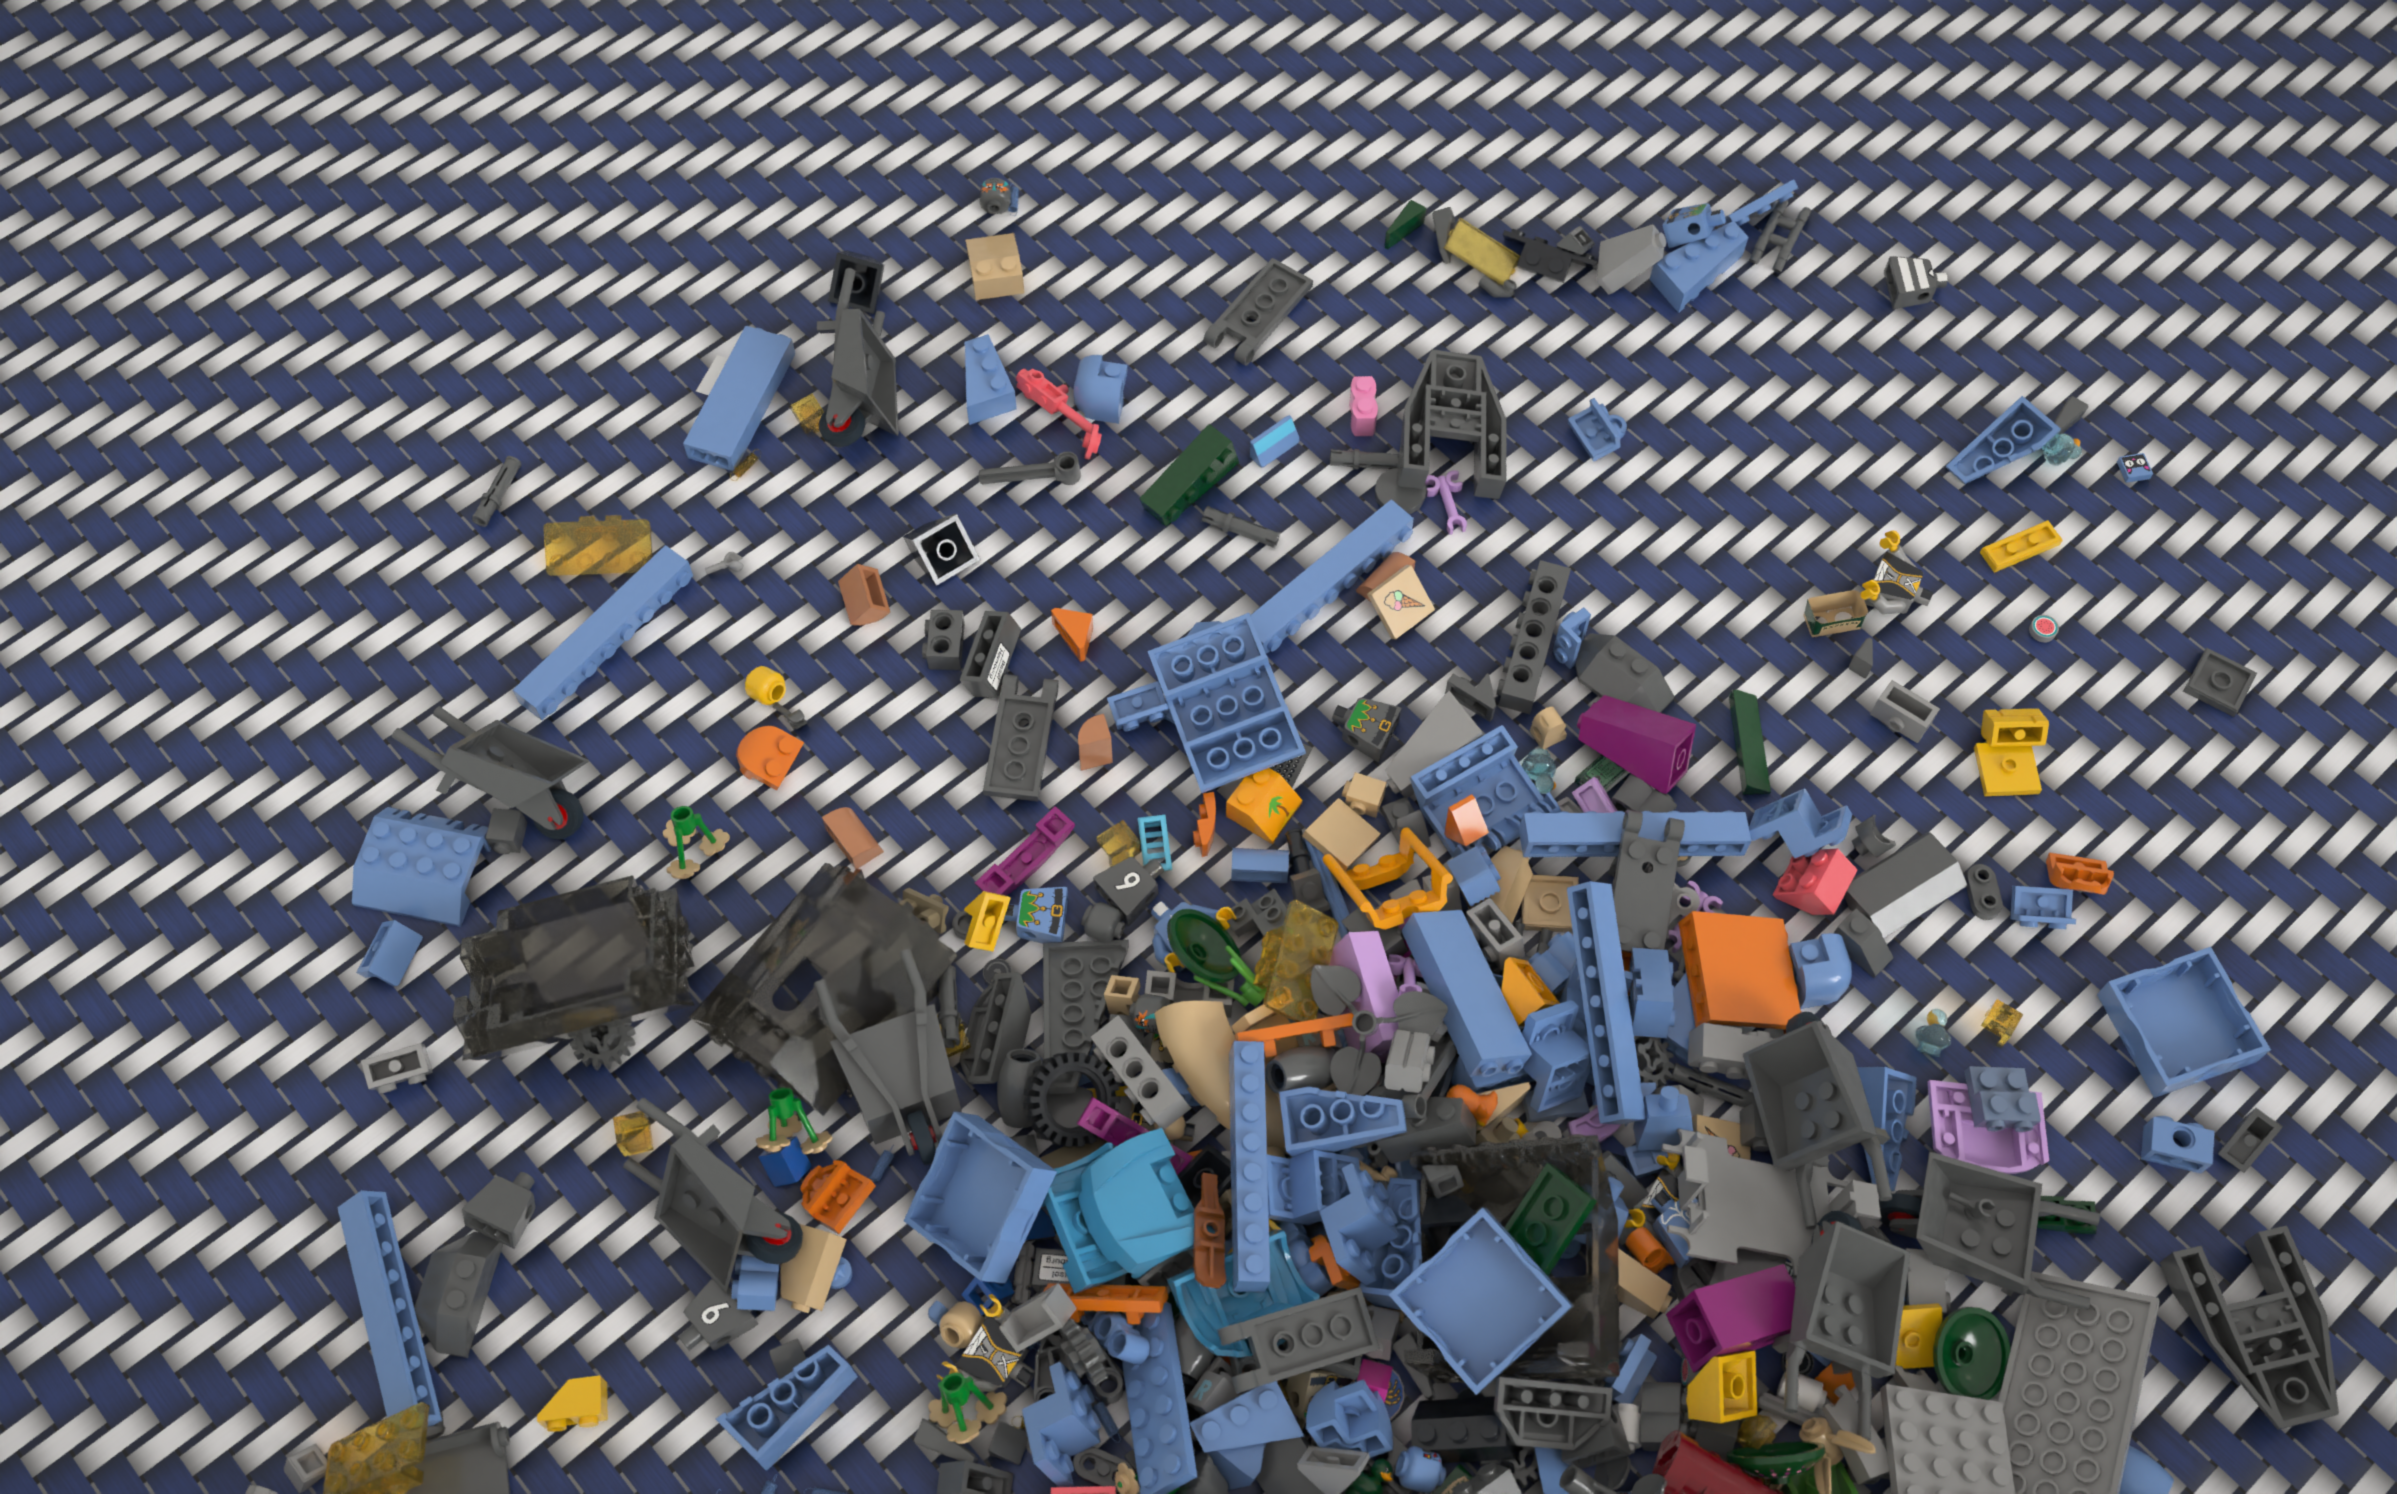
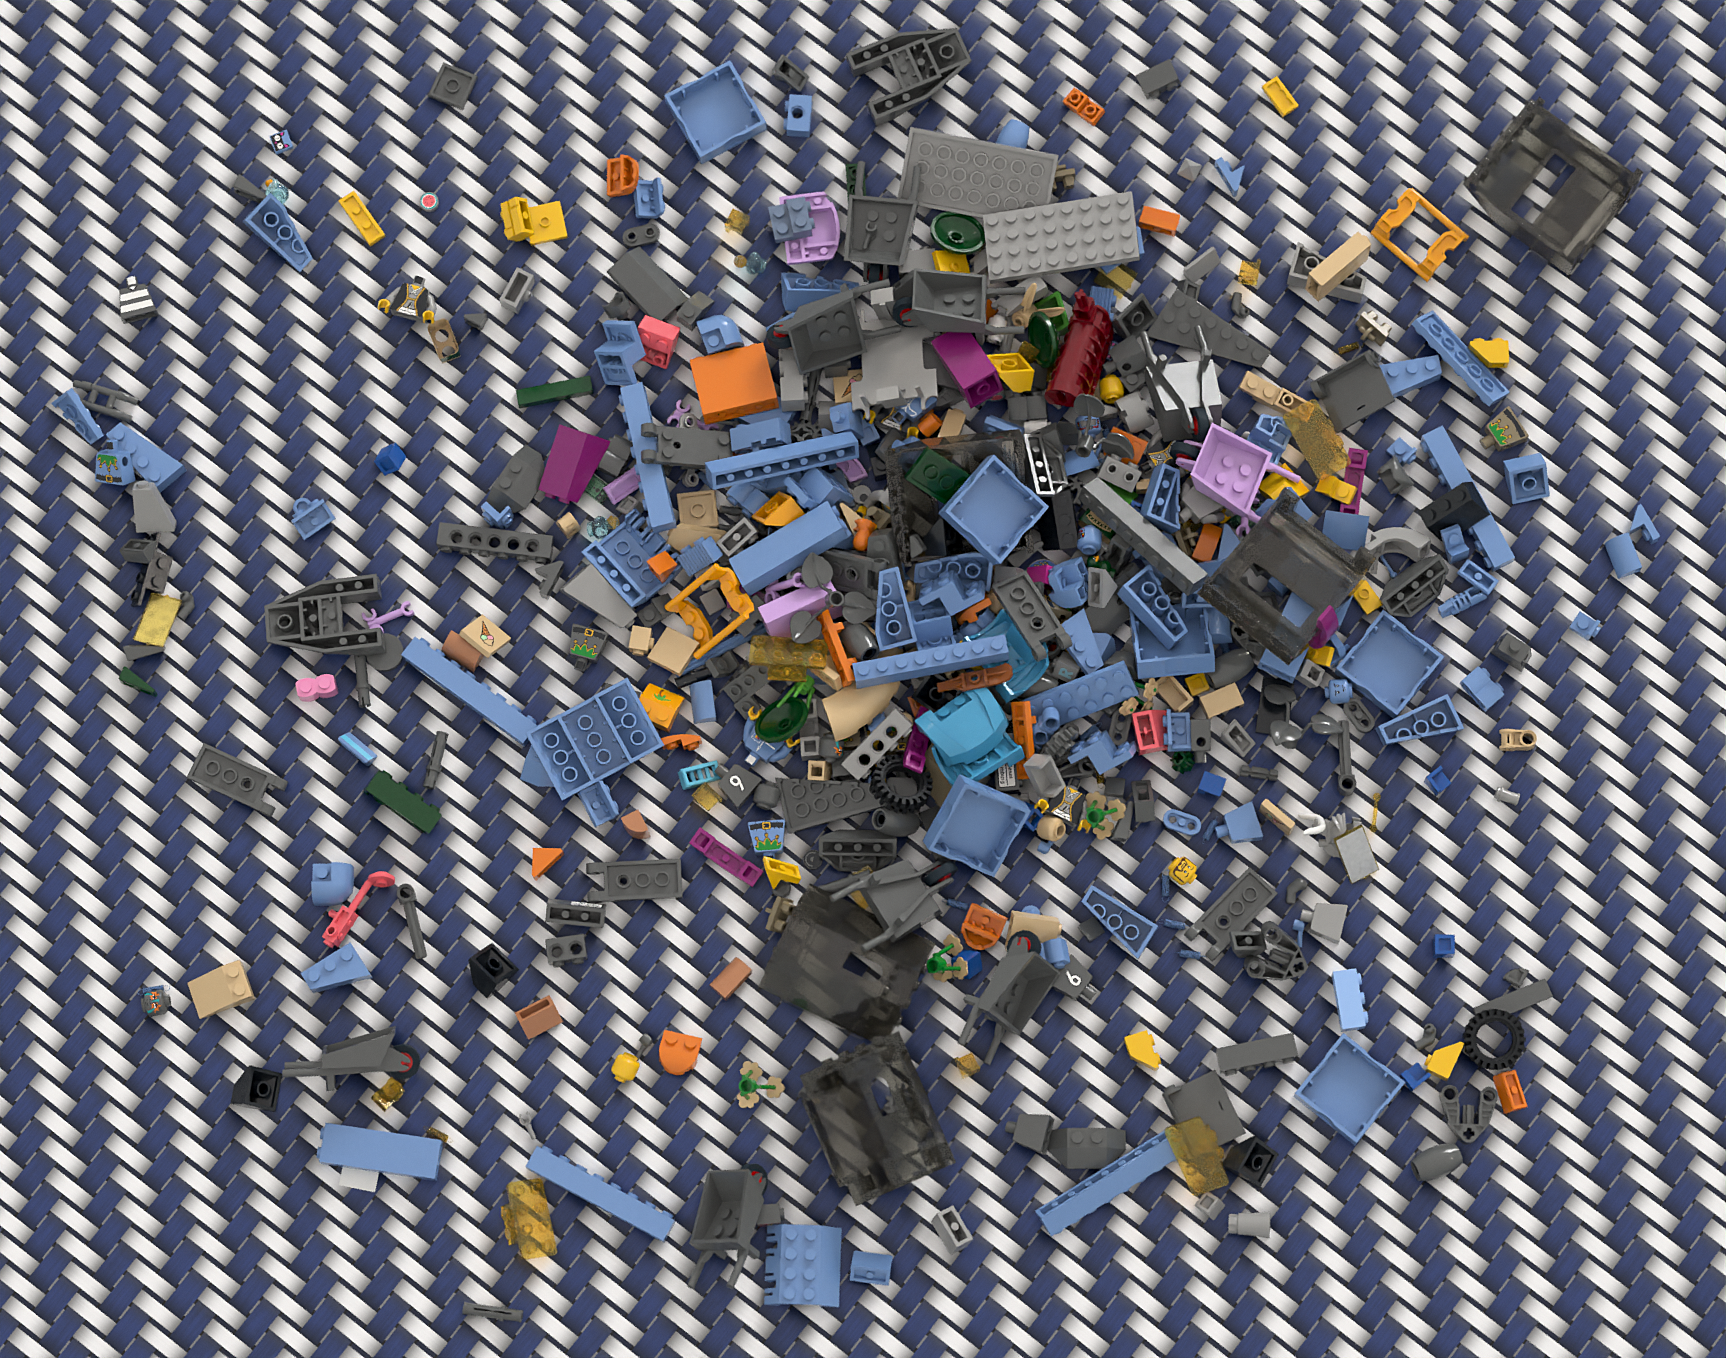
camera: 95 degrees left, 15 degrees up
(1409, 1061) = (850, 572): light grey brick -> none
(1669, 530) = (390, 459): none -> blue panel

